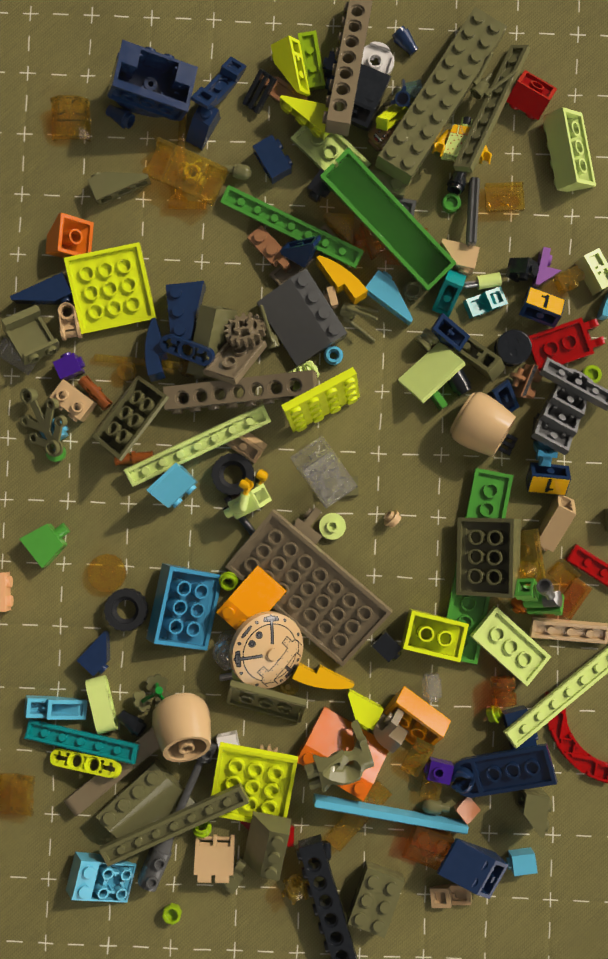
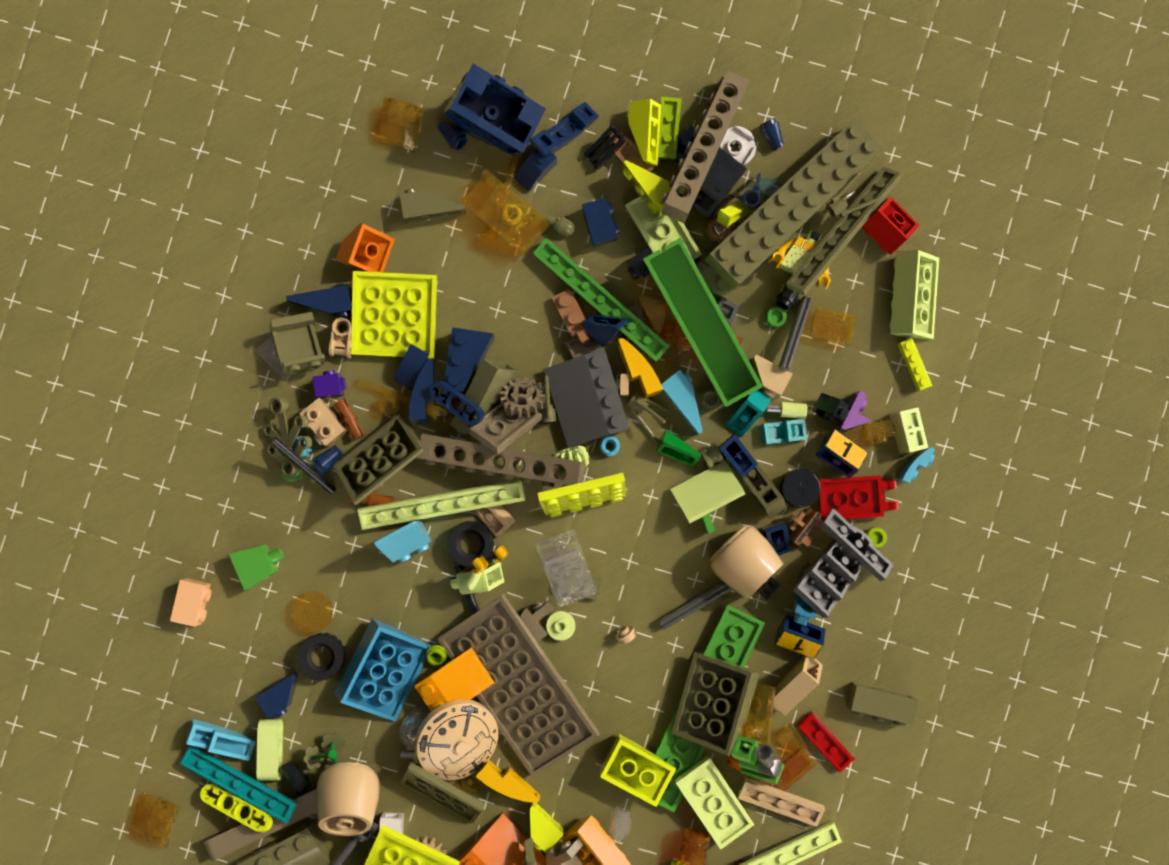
camera: 10 degrees right, 0 degrees up
(64, 442) = (302, 465): none -> black bar
(84, 433) = (327, 459): none -> dark blue cone
(138, 330) = (411, 366): none -> dark blue slope
(387, 646) = (584, 768): black brick -> none
(395, 342) = (677, 449): none -> green slope
(446, 476) = (694, 605): none -> dark grey axle
(460, 383) = (734, 511): black brick -> none
(585, 212) = (914, 364): none -> neon yellow piece

